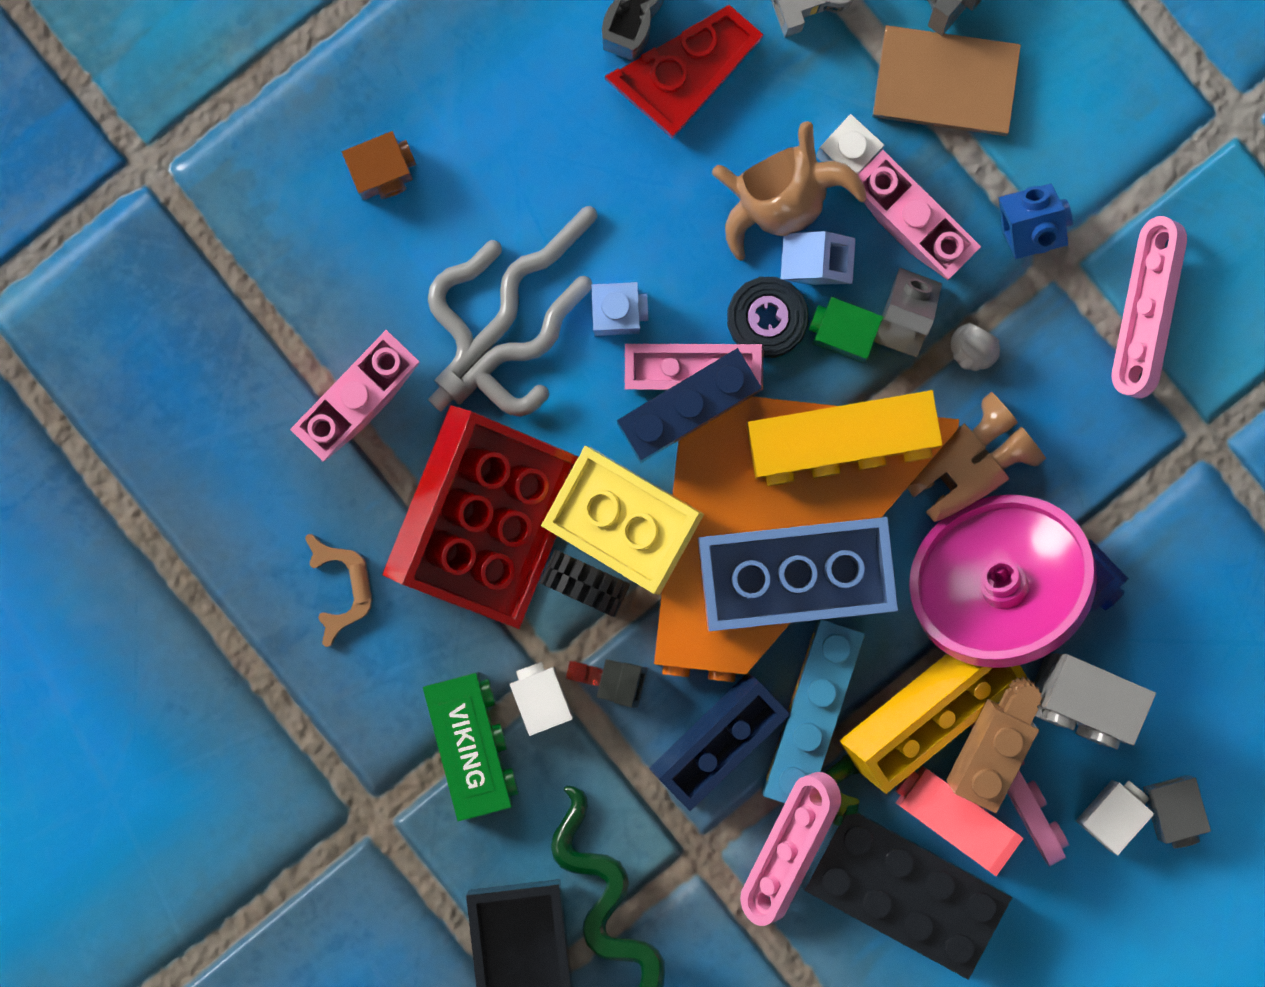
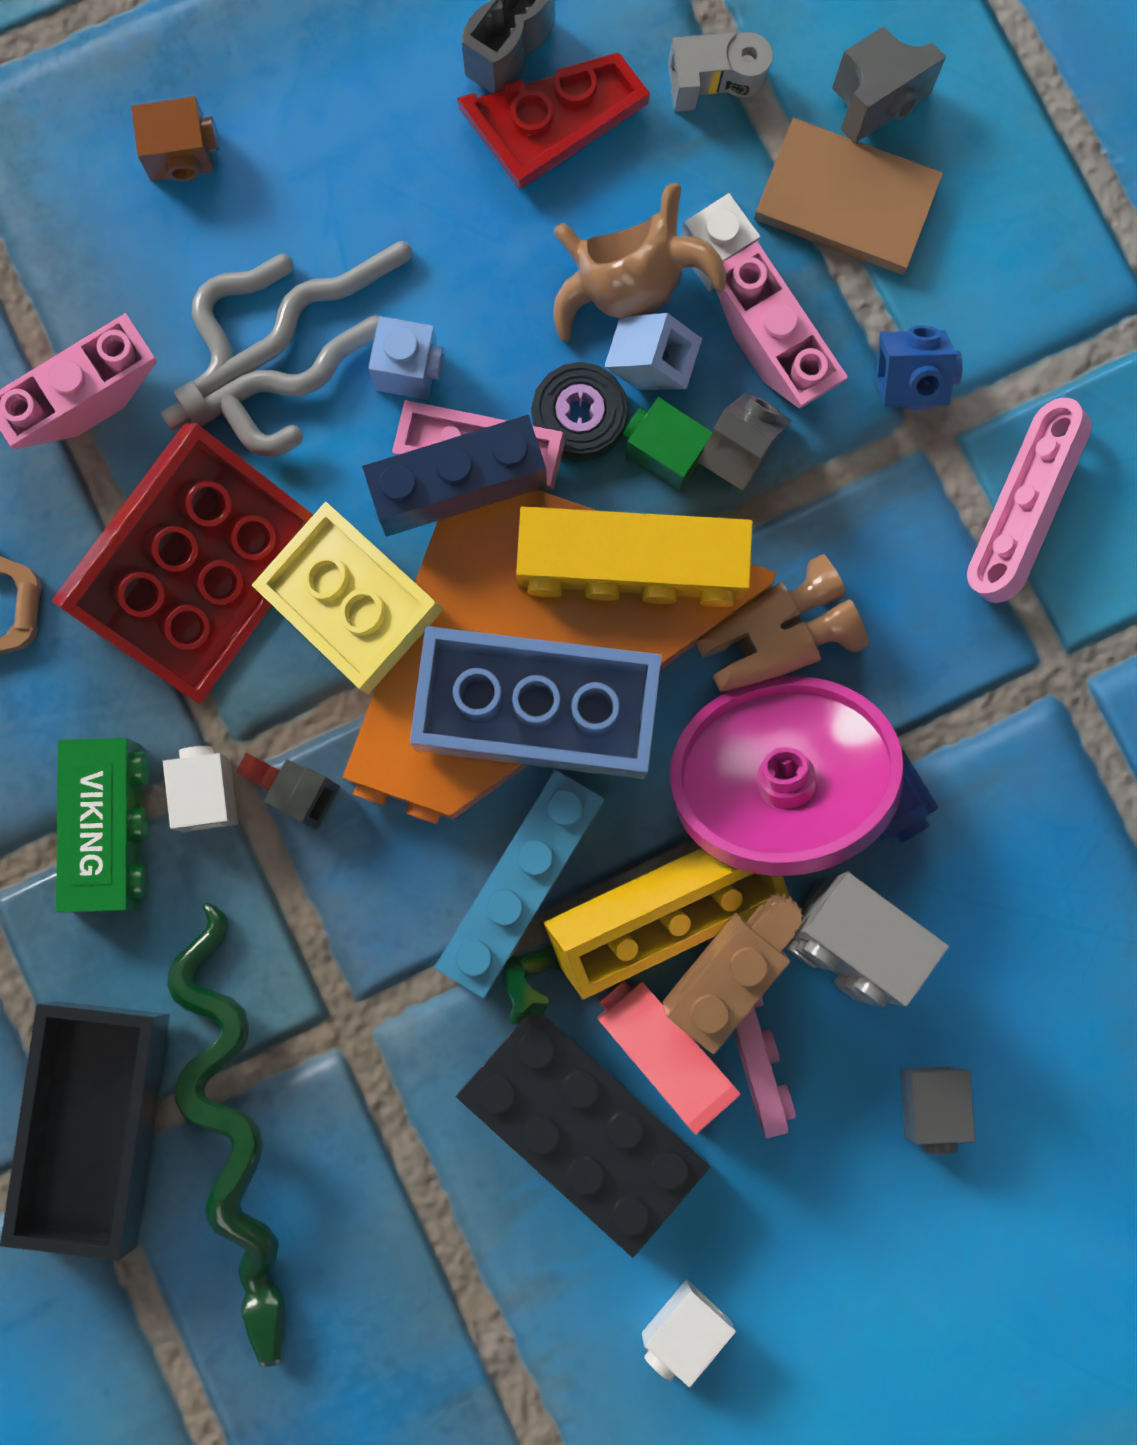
camera: 10 degrees right, 5 degrees down
(585, 583) = (285, 662): black tyre -> none
(719, 741) = (397, 891): dark blue brick -> none
(790, 848) = (452, 1039): bright pink plate -> none
(974, 347) = (814, 498): light grey piece -> none
(1116, 815) = (861, 1095): white brick -> none

